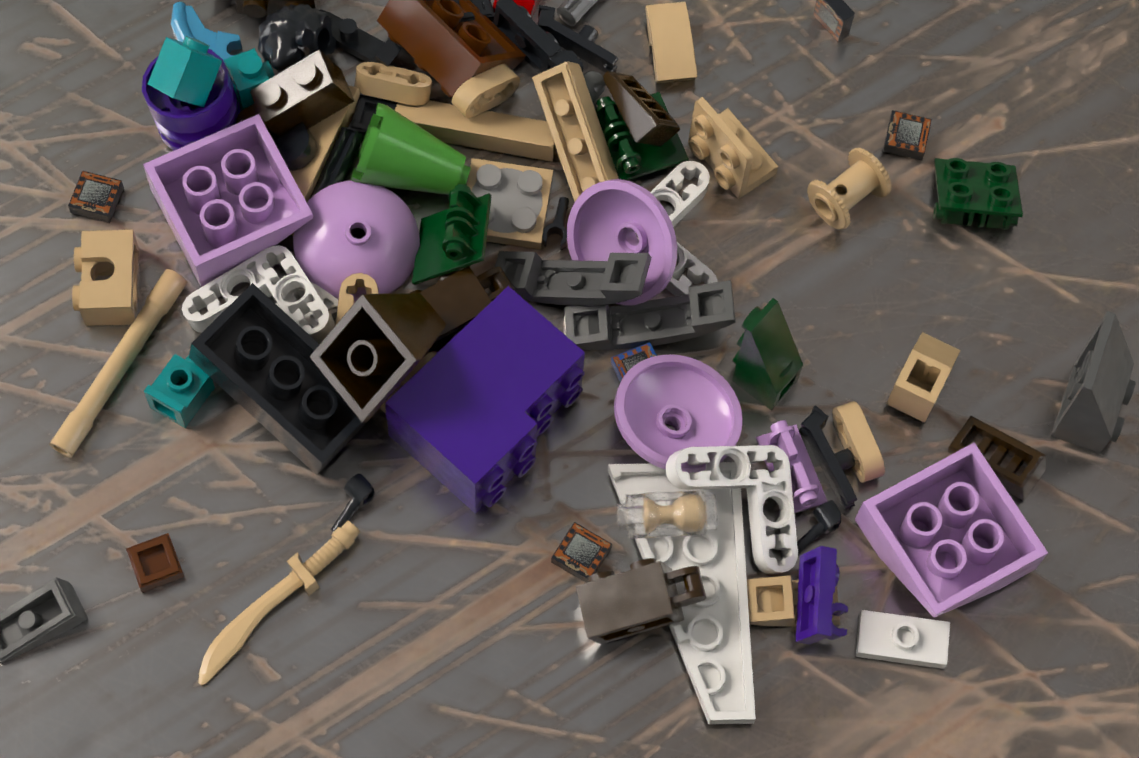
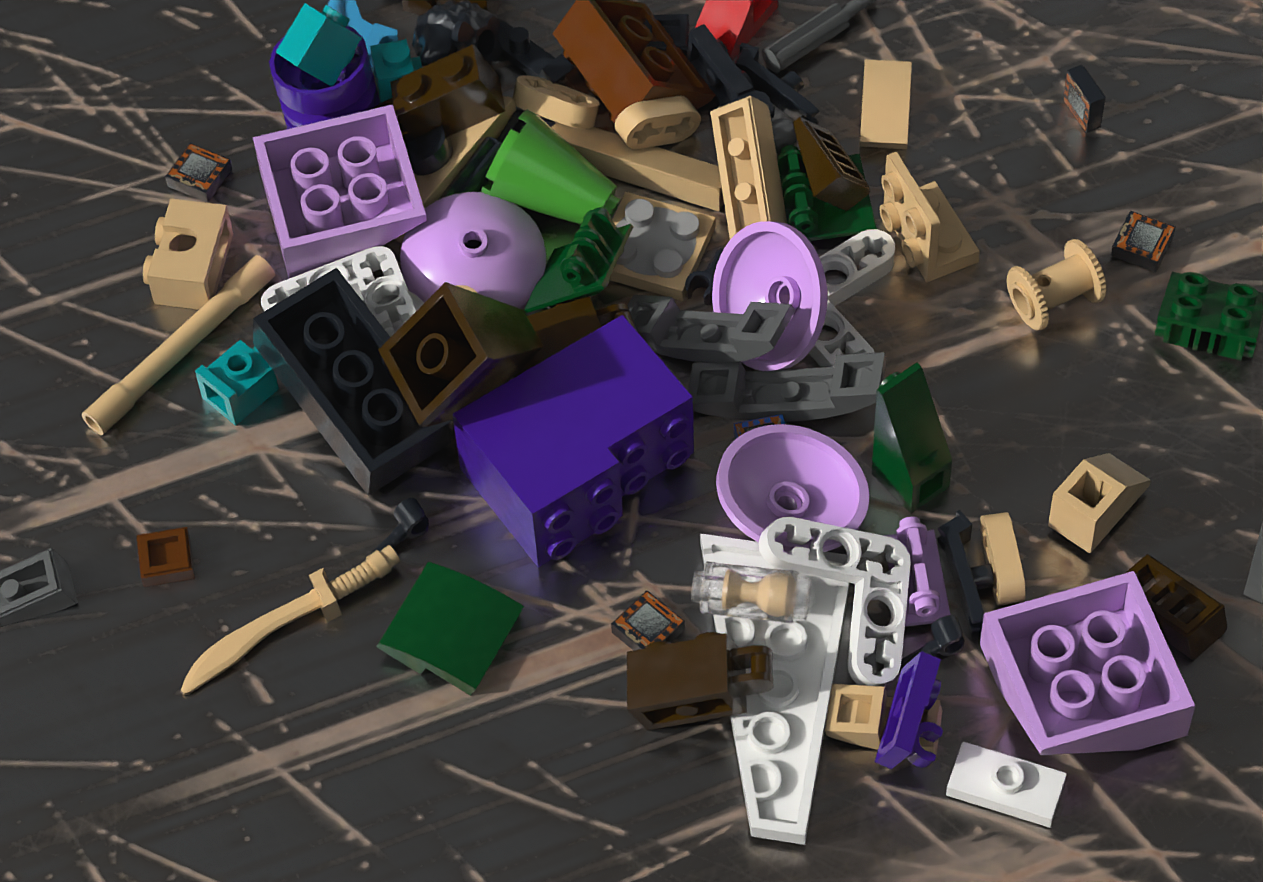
camera: 20 degrees right, 10 degrees down
(417, 584) = (450, 626): none -> dark green slope

